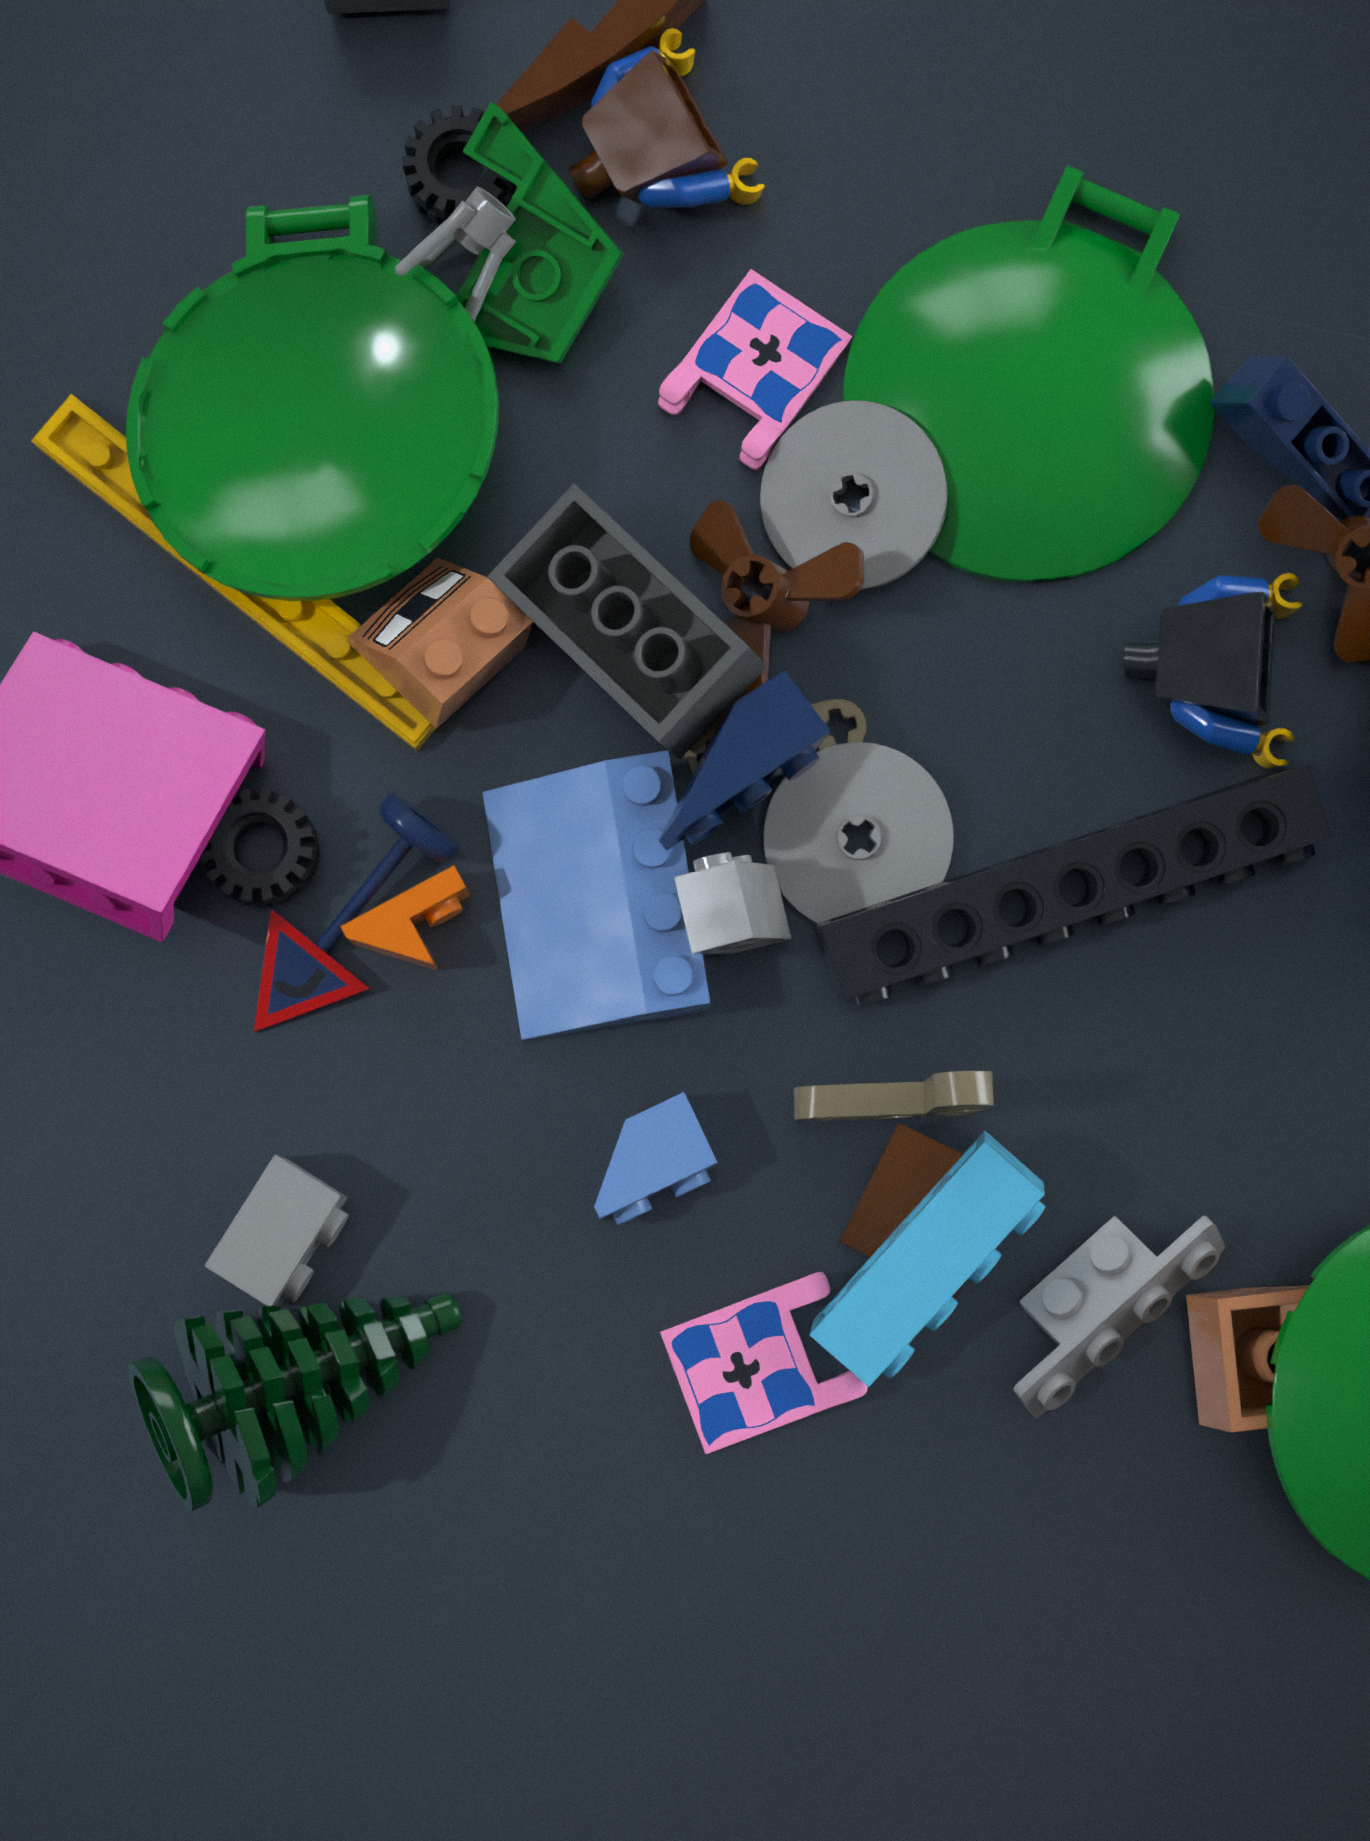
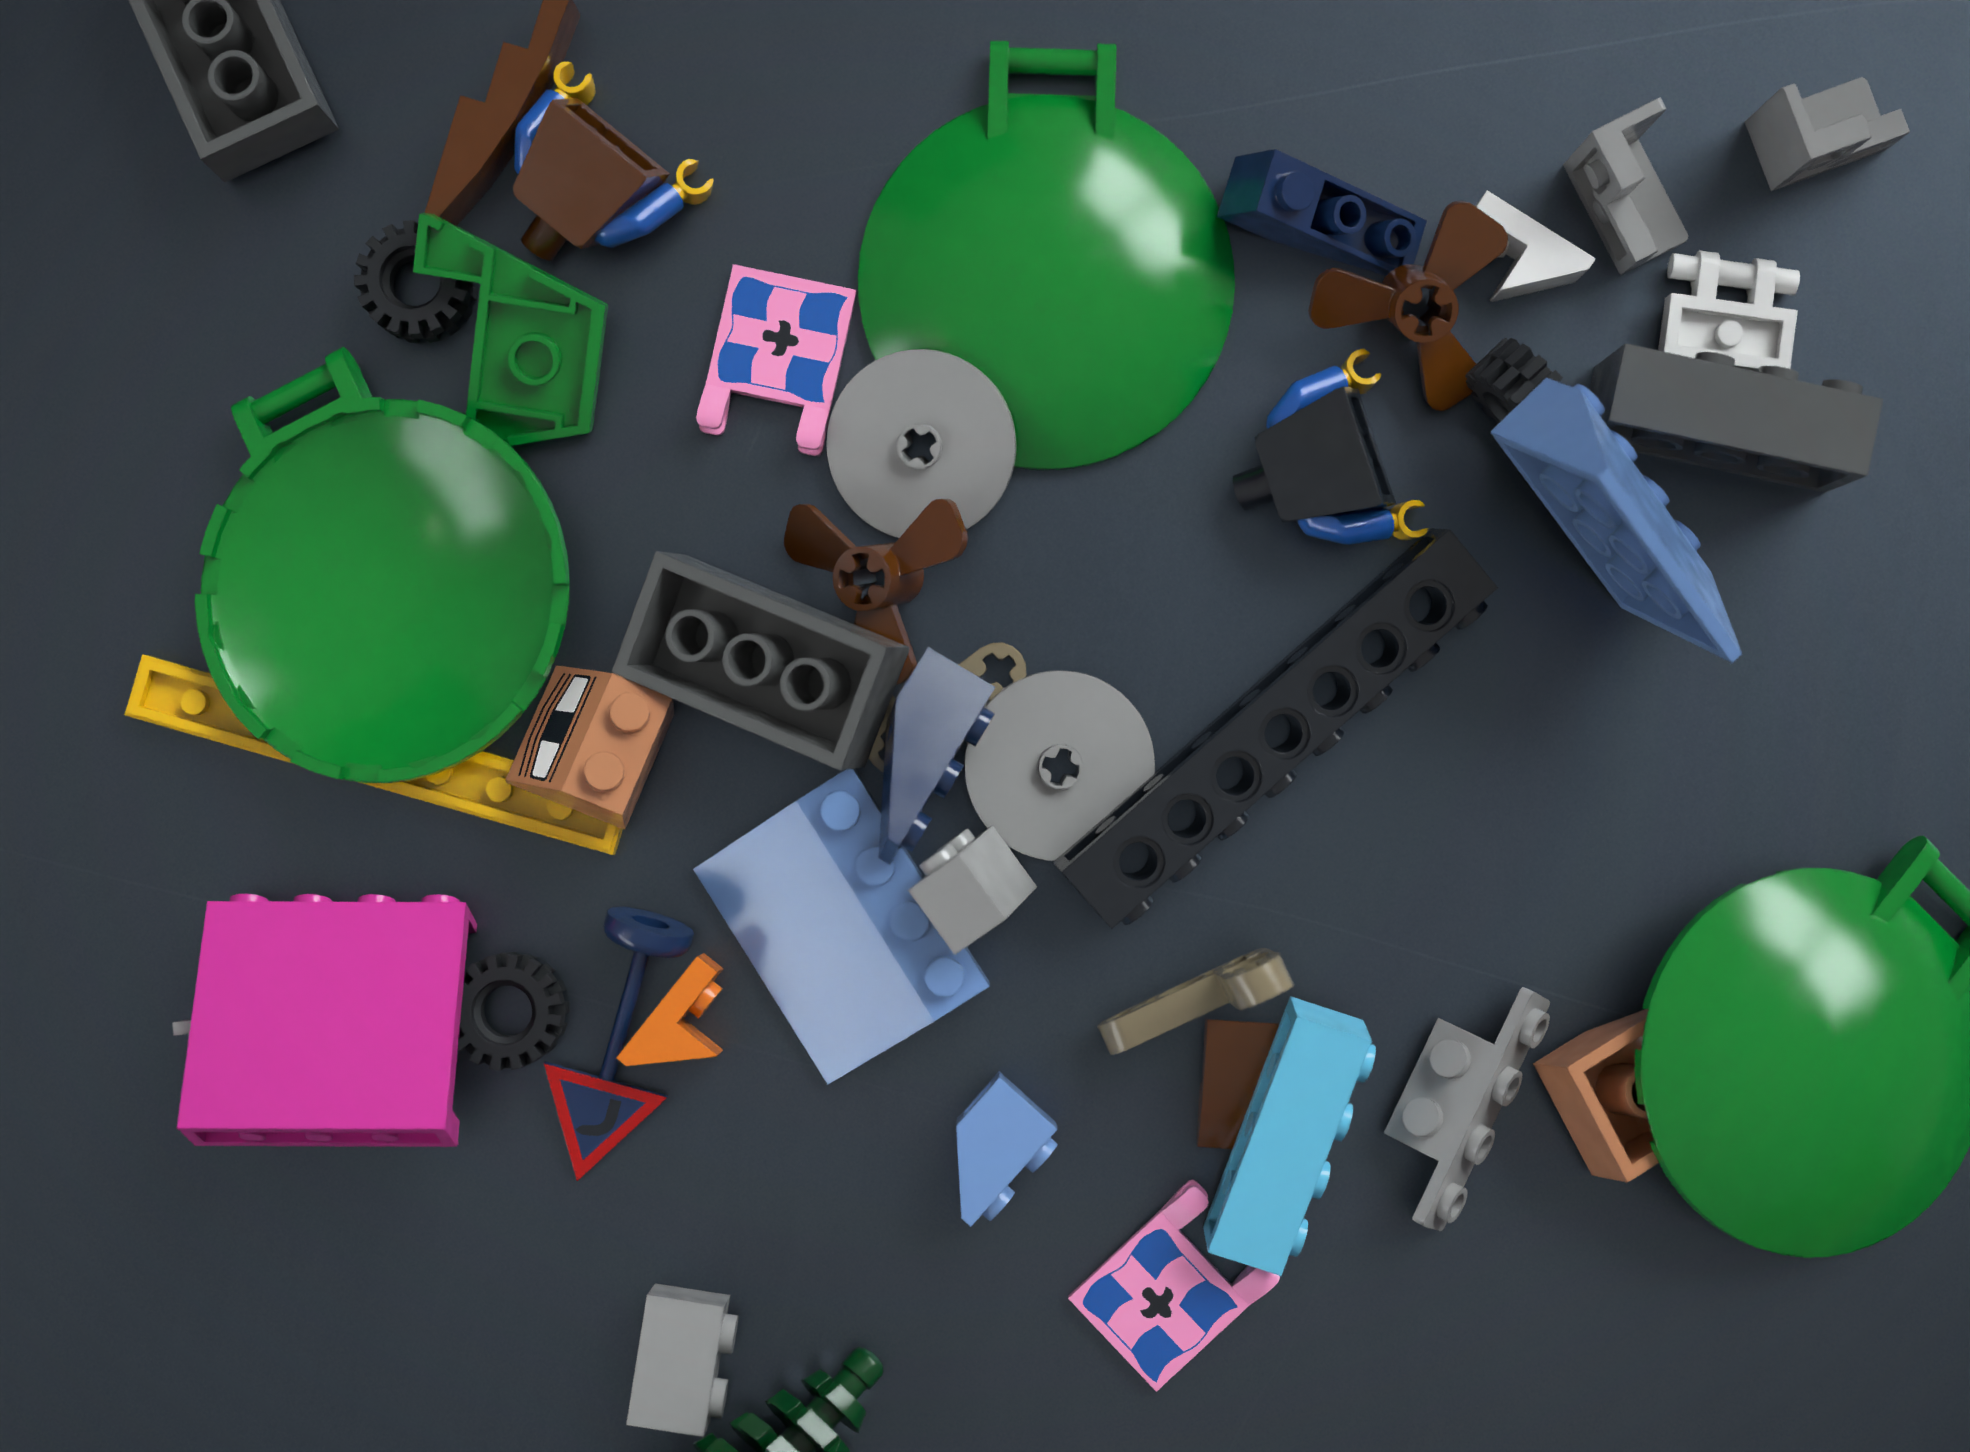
camera: 25 degrees left, 5 degrees up
(476, 225) = (456, 340): light grey plant -> none

